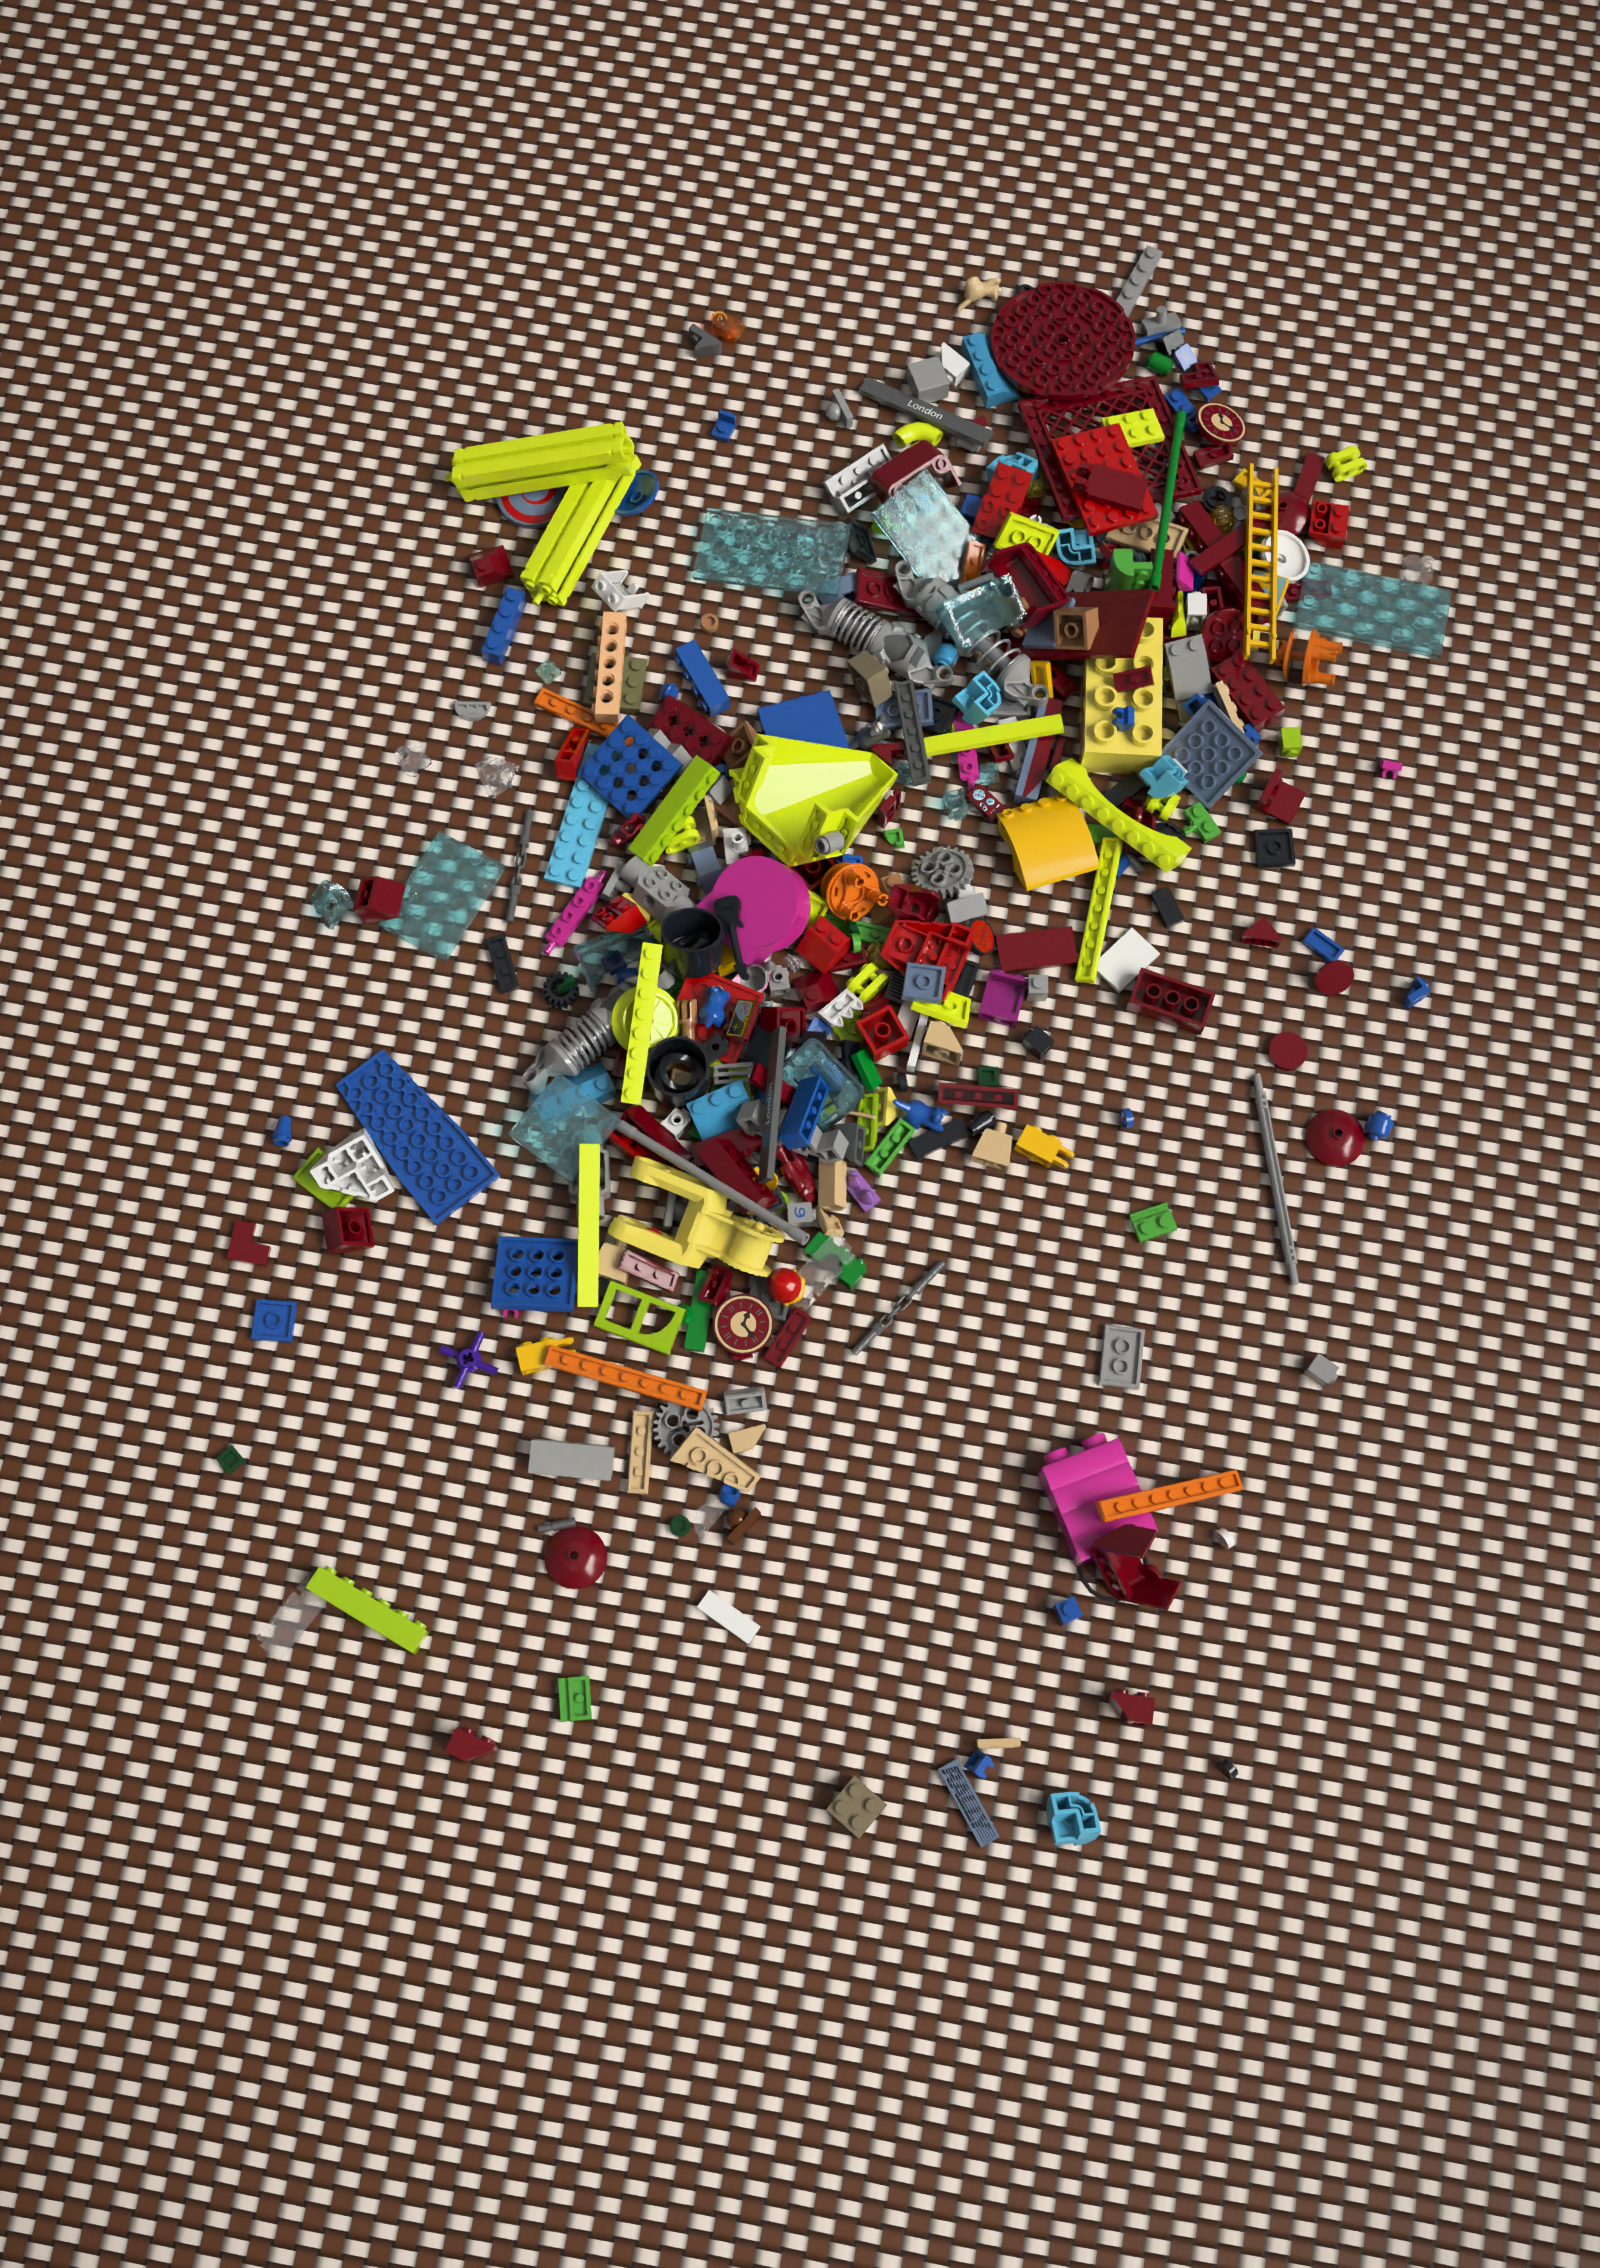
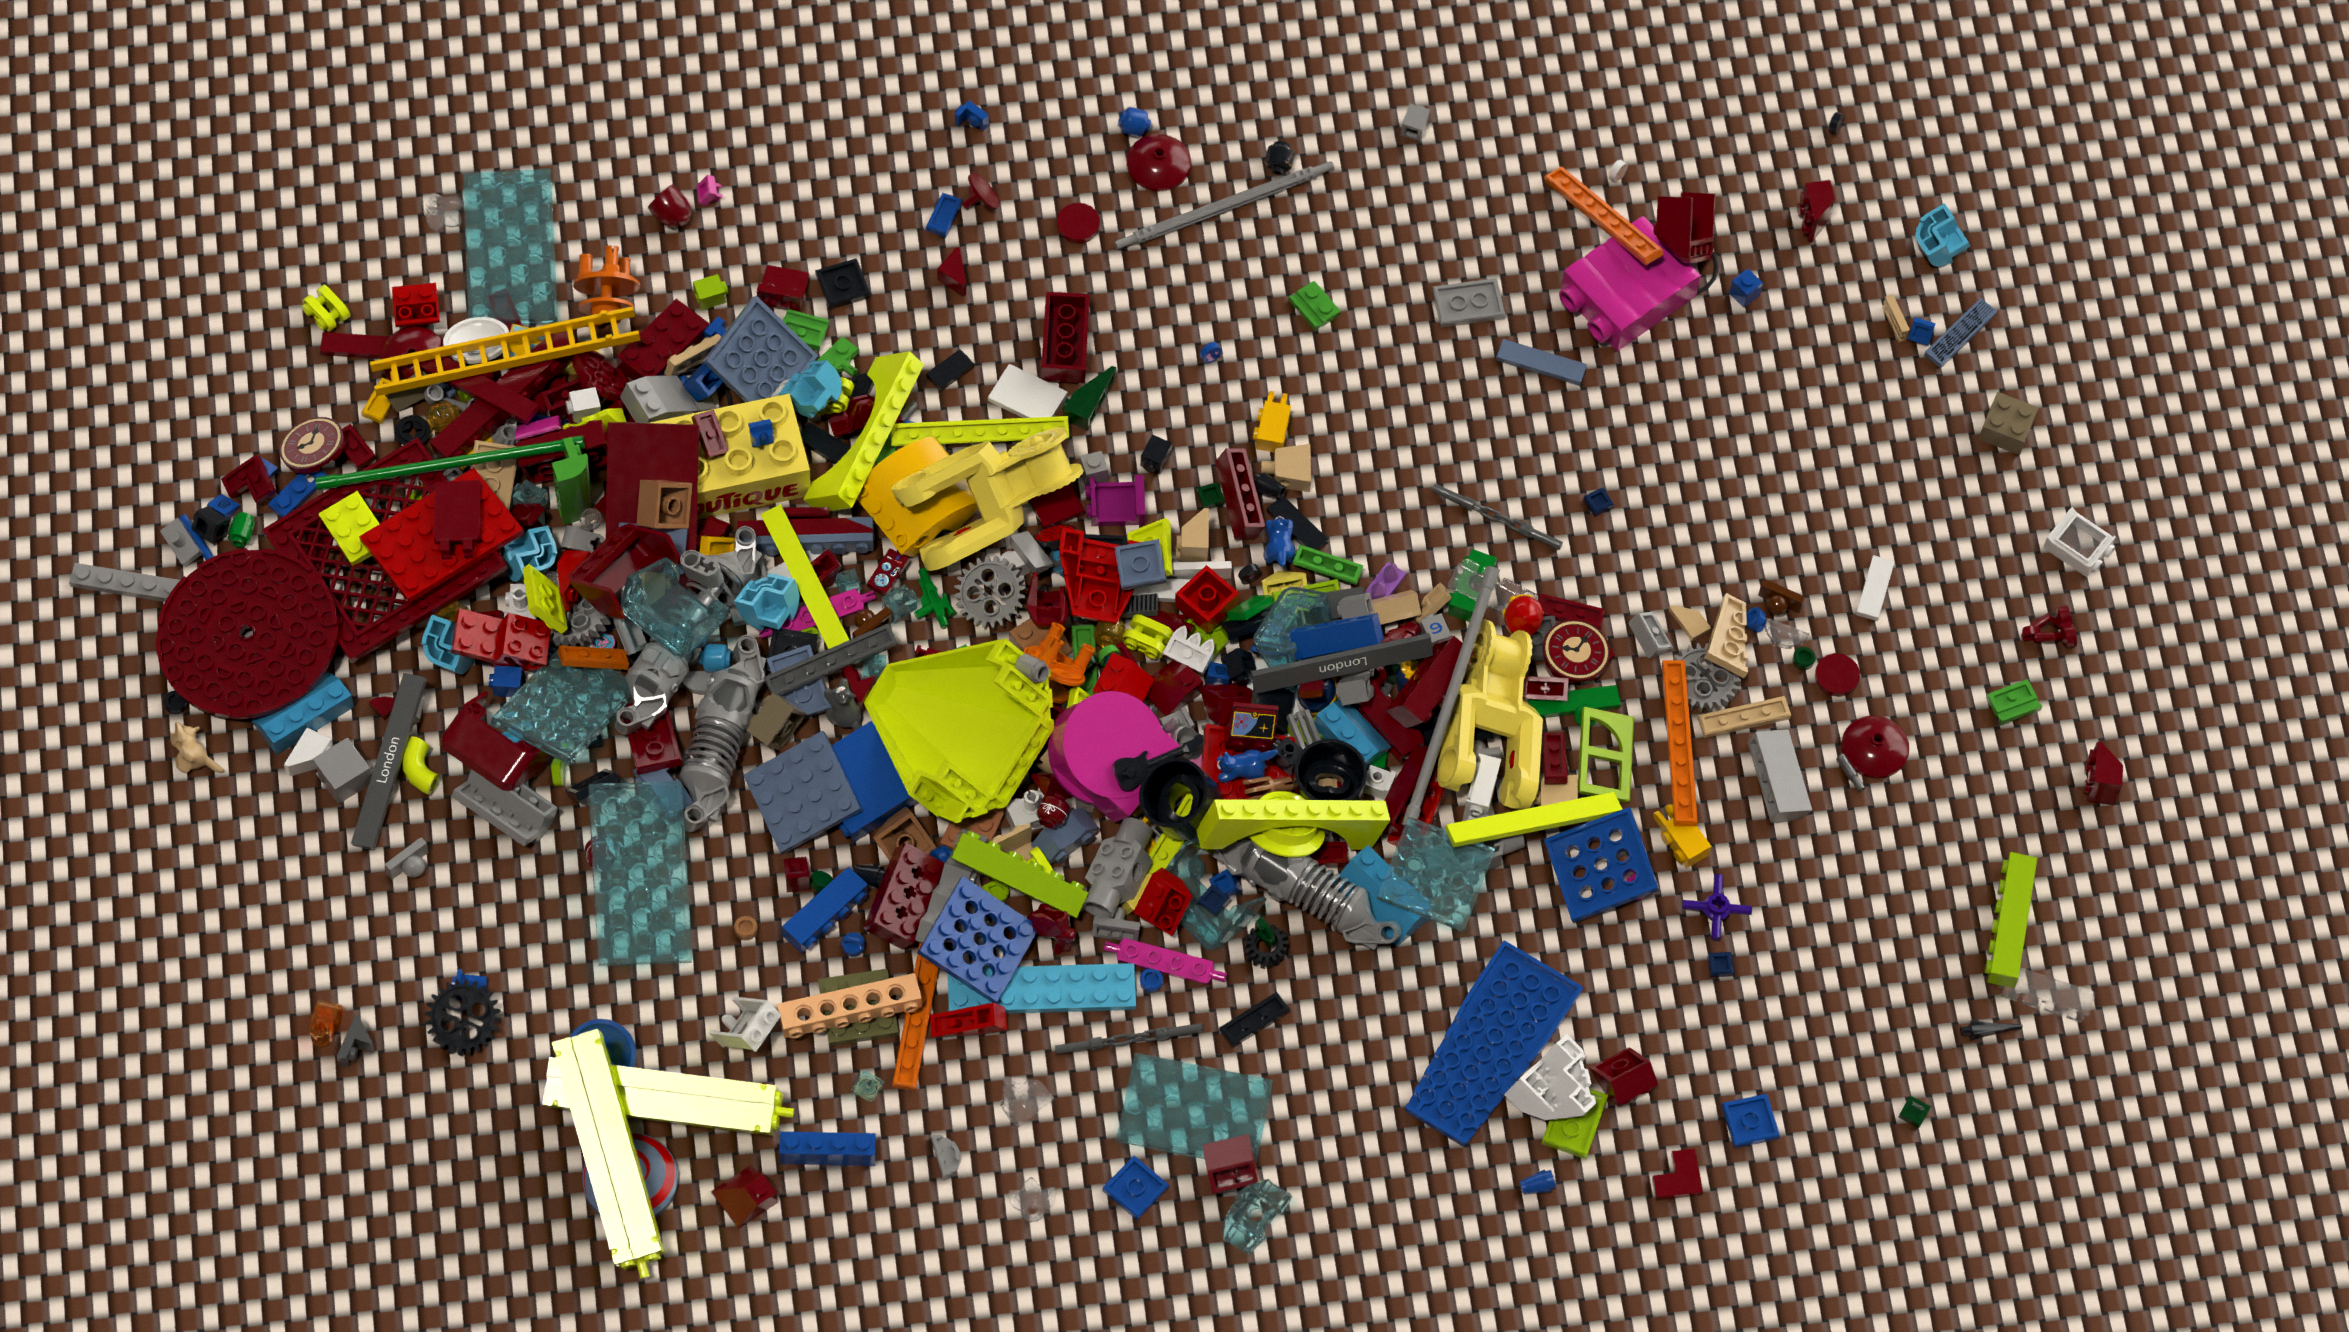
camera: 110 degrees left, 10 degrees down
(281, 1544) = (1982, 1029): none -> black piece
(395, 834) = (1135, 1187): none -> blue tile
(419, 1347) = (1720, 964): none -> dark blue tile
(563, 897) = (1151, 980): none -> blue tile
(635, 1198) = (1482, 787): none -> white window
(640, 1777) = (2063, 622): none -> dark red piece
(654, 1549) = (1837, 674): none -> dark red tile
(697, 411) = (470, 996): none -> black gear
(713, 1827) = (2079, 543): none -> white window
(722, 853) = (1052, 811): none -> dark red head
(723, 717) = (870, 874): none -> black cone
(729, 682) = (820, 880): none -> dark green tile
(805, 684) = (802, 792): none -> sand blue plate
(888, 1401) = (1598, 501): none -> dark blue tile
(943, 777) = (867, 621): none -> reddish brown tile
(952, 832) = (931, 602): none -> green piece
(1010, 641) = (704, 571): none -> light grey beam
(1031, 896) = (998, 485): none -> light yellow arm
(1042, 1400) = (1541, 362): none -> sand blue tile
(1104, 1002) = (1088, 399): none -> dark green slope
(1235, 803) = (807, 327): none -> bright green plate
(1311, 1238) = (1280, 157): none -> black head
(1378, 731) = (671, 207): none -> dark red piece

